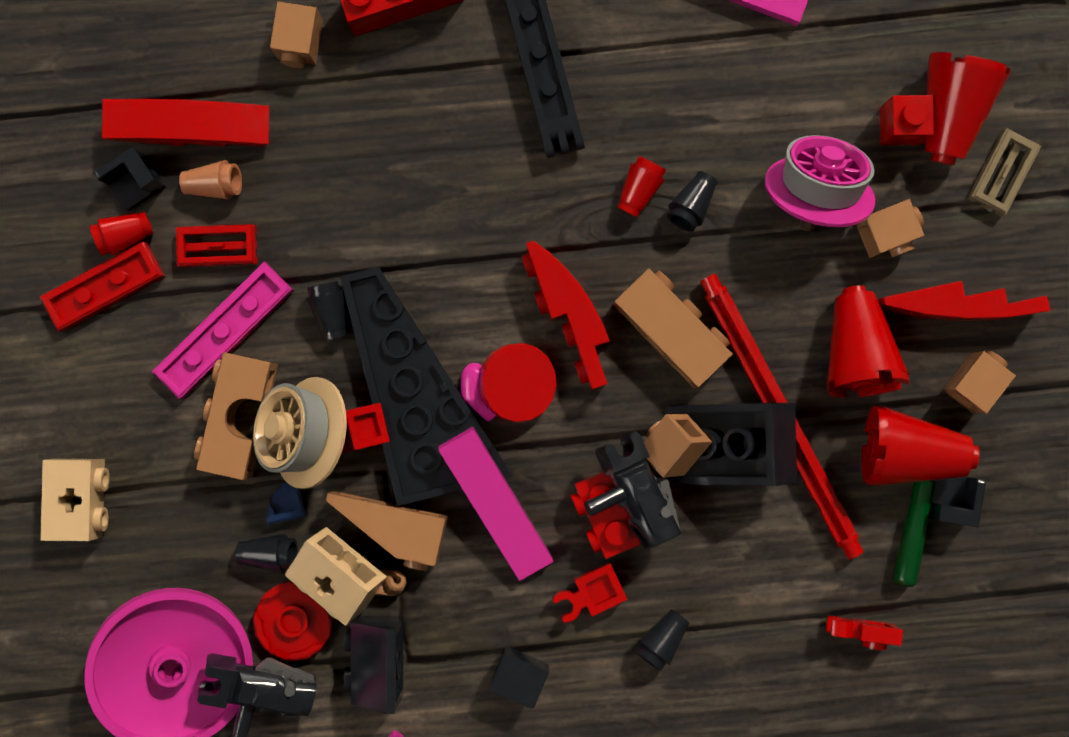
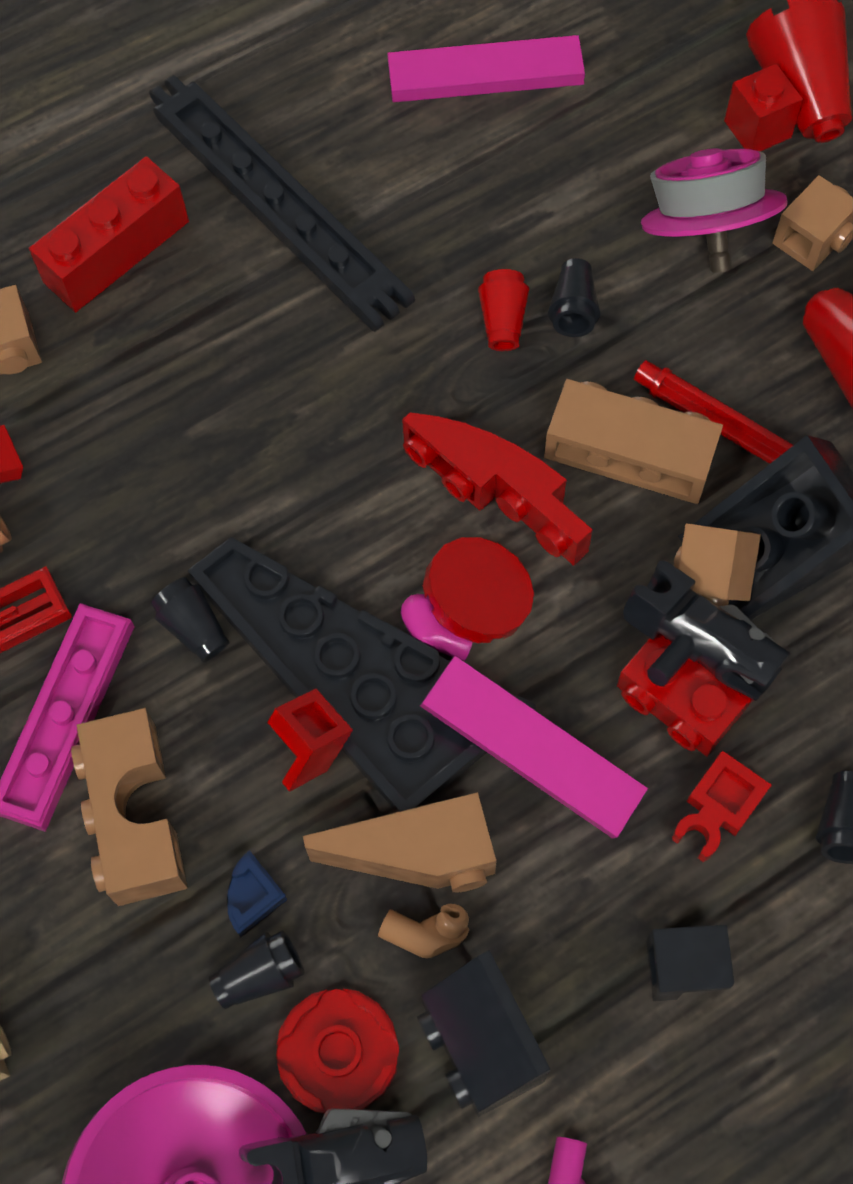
camera: 25 degrees left, 20 degrees down
(301, 431) = (229, 771): tan piece -> none
(335, 576) = (396, 934): tan brick -> none

